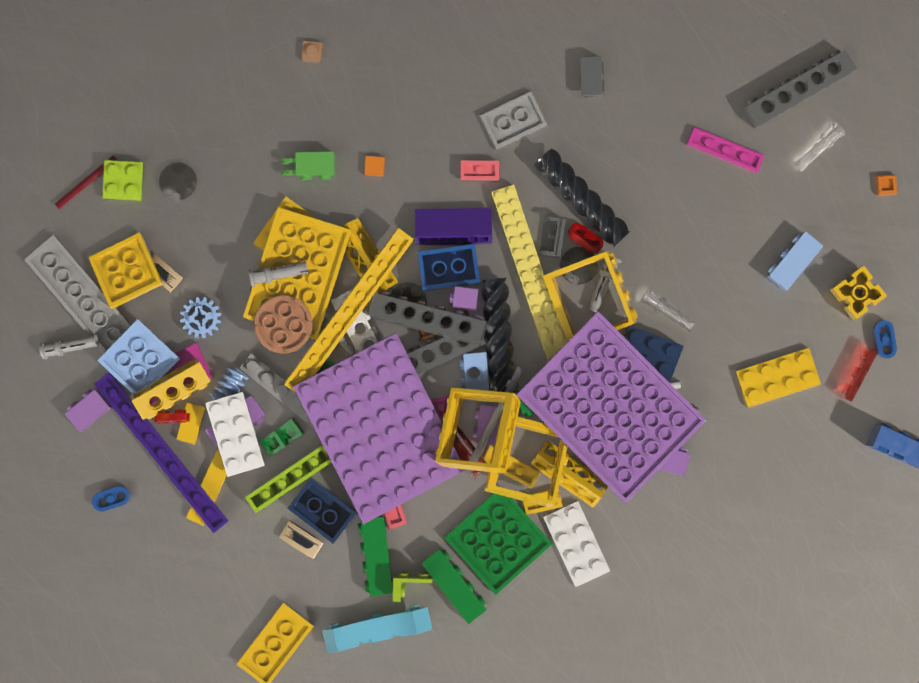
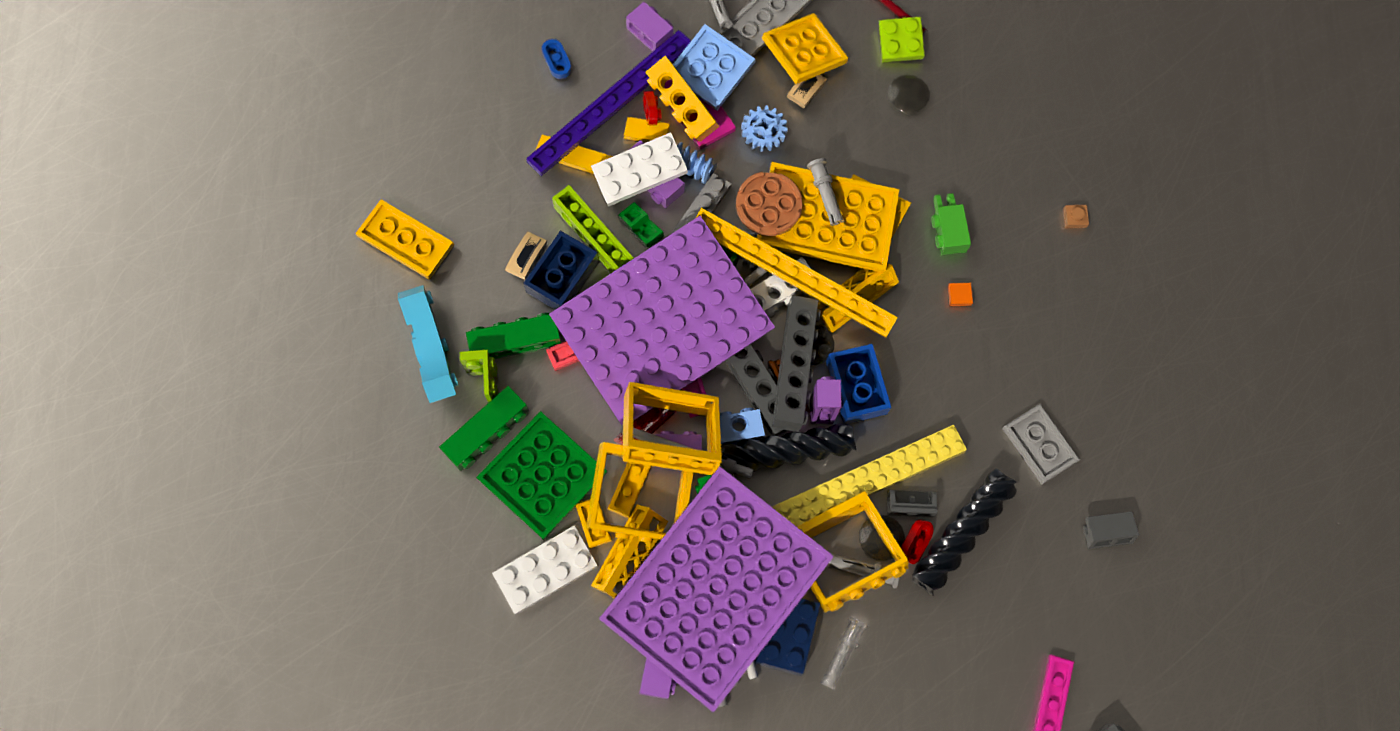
camera: 75 degrees right, 15 degrees down
(453, 226) = (906, 386): dark purple brick -> none
(480, 170) = (975, 410): coral plate -> none

